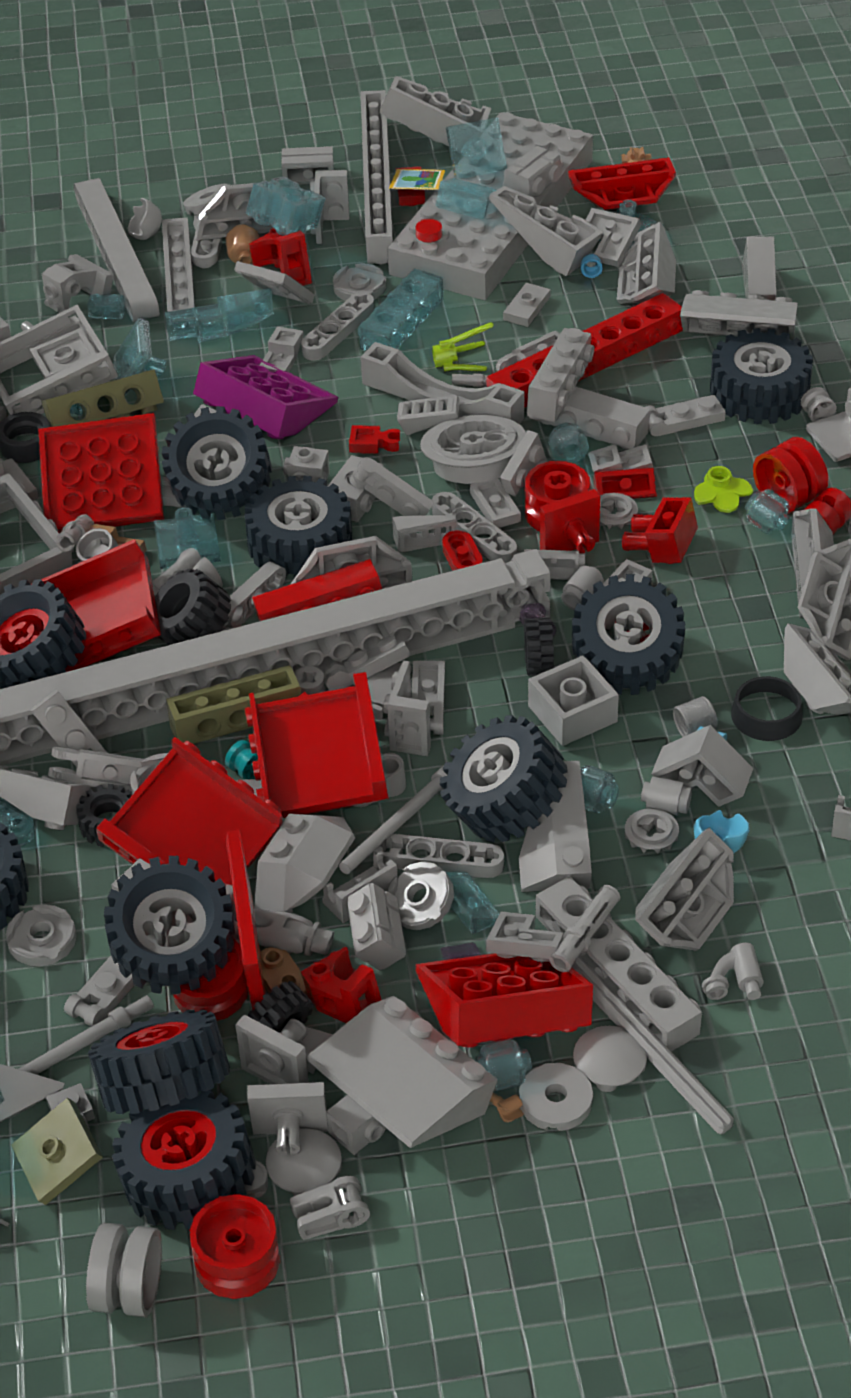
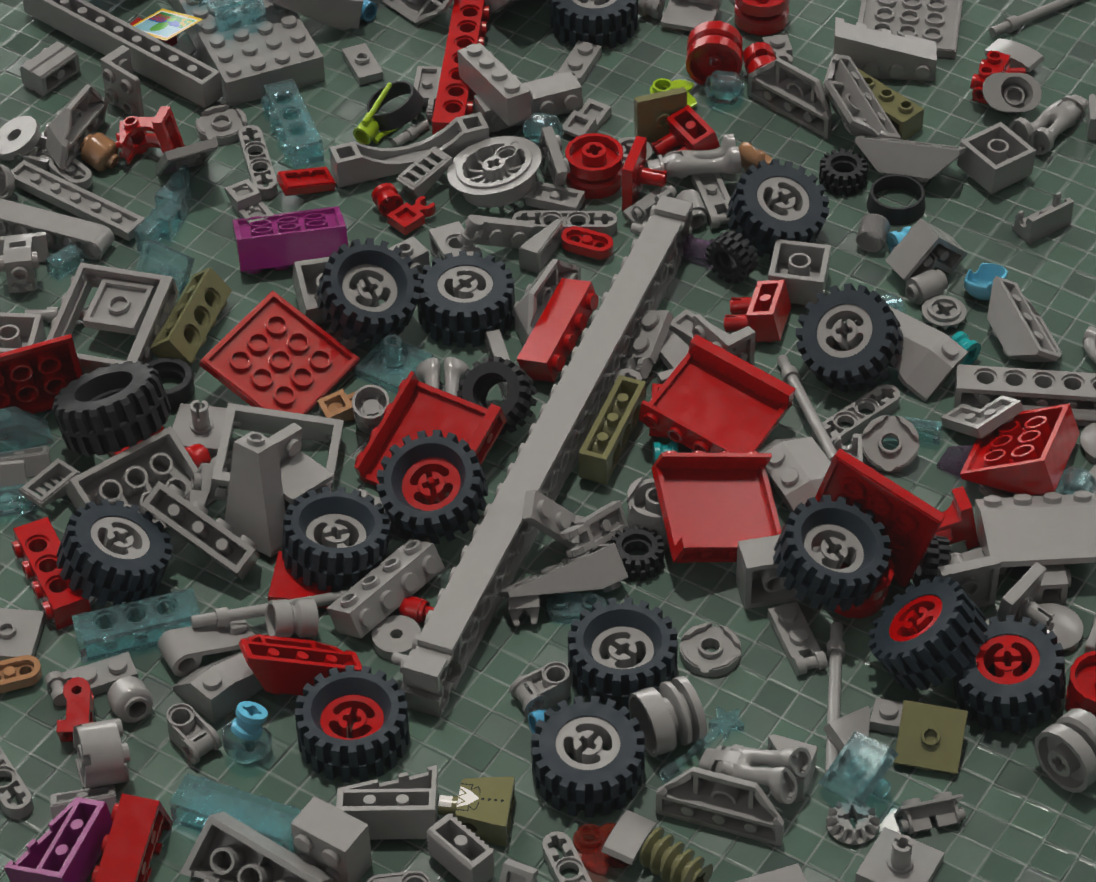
camera: 50 degrees left, 0 degrees up
(73, 531) = (336, 407): light grey pin -> none
(285, 206) = (125, 96): clear light blue brick -> none
(338, 360) = (306, 181): none -> red plate
(373, 413) = (386, 198): none -> red wheel
(376, 926) = (901, 473): light grey brick -> none
(428, 230) = (245, 50): red tile -> none
(487, 348) = (402, 114): none -> black tyre
(493, 702) = (763, 312): none -> red brick
(578, 937) = (1020, 386): light grey pin -> none
(611, 870) = (971, 346): none -> teal wheel
(631, 482) = (617, 125): red slope -> none
(638, 552) = (689, 162): none -> light grey piece
(660, 482) = (652, 111): none -> olive plate
(694, 587) = (751, 156): none -> medium nougat hair
(756, 663) = (835, 163): none -> black tyre

